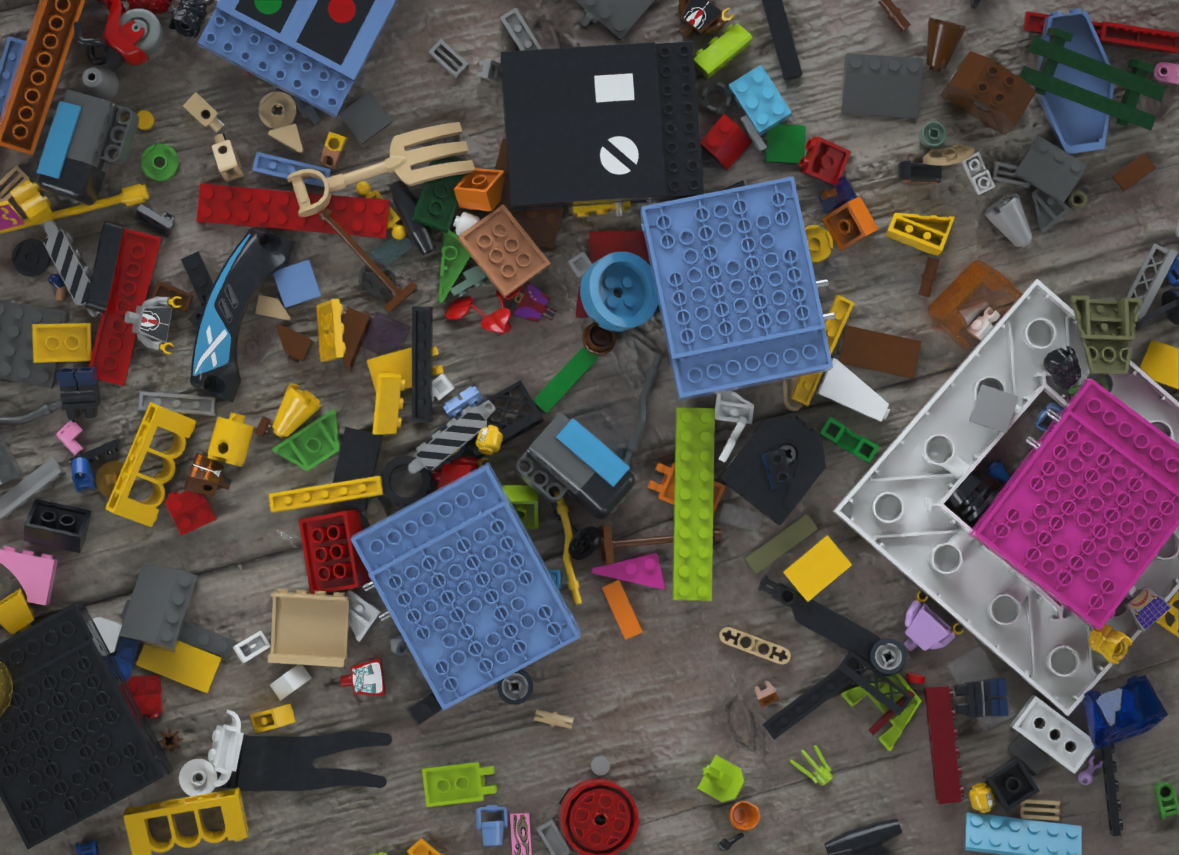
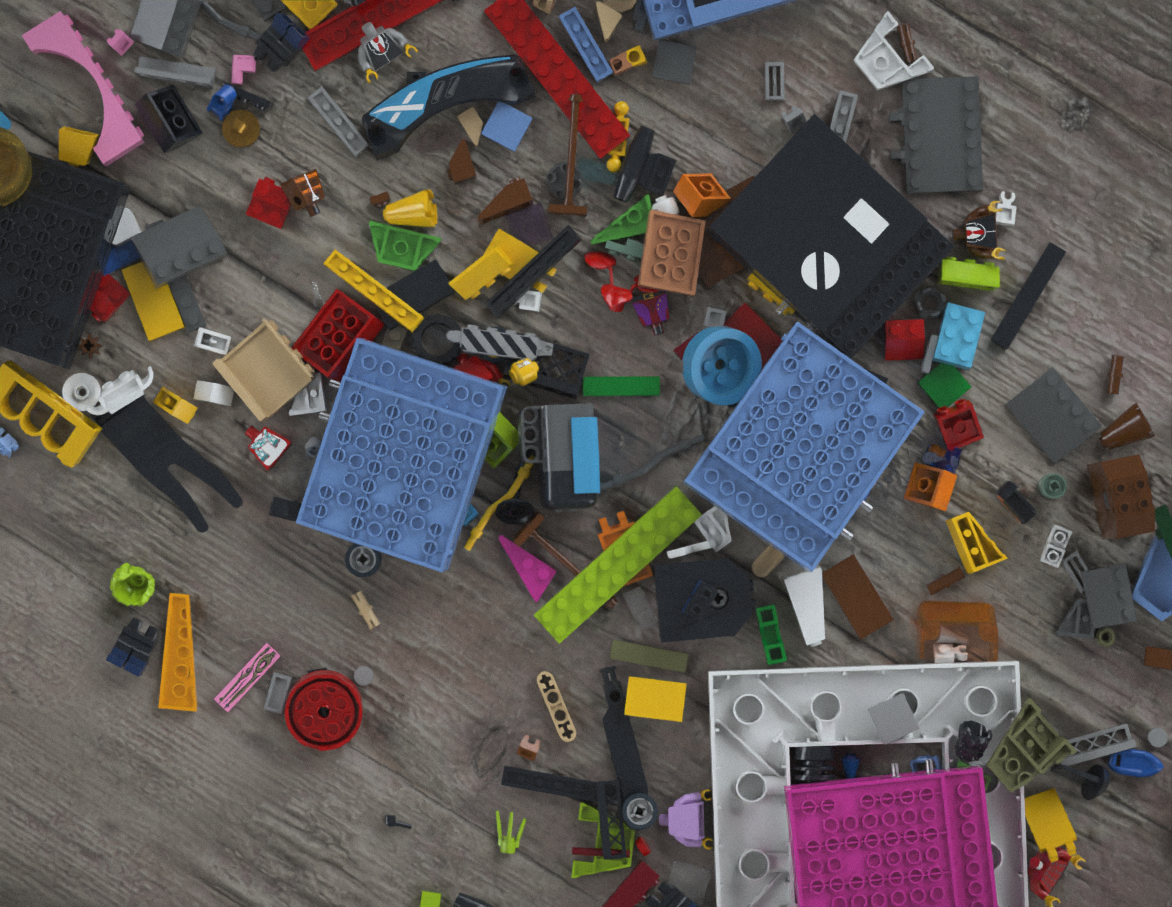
camera: 50 degrees right, 0 degrees up
(146, 511) = (238, 172): yellow fence -> none
(165, 290) = (412, 35): reddish brown plate -> none
(198, 275) = (445, 49): black hinge -> none
(230, 440) = (348, 185): yellow cylinder -> none
(330, 330) = (495, 181): yellow plate -> none
(398, 162) = (664, 116): tan piece -> none
(437, 199) = (664, 169): dark green tile -> none
(456, 783) = (252, 583): lime tile -> none
(470, 396) = (542, 330): light blue hinge -> none
(492, 831) = (241, 641): medium blue piece -> none
(598, 340) = (672, 383): reddish brown piece -> none
(622, 609) = (491, 585): orange tile -> none
(722, 780) = (436, 774): lime piece -> none
(744, 815) = (425, 814): orange hair -> none
(807, 384) = (841, 546): yellow tile -> none
(819, 242) = (894, 477): yellow tile -> none
(948, 155) = (1048, 512): tan tile -> none
(1011, 220) = (1044, 602): light grey cone -> none

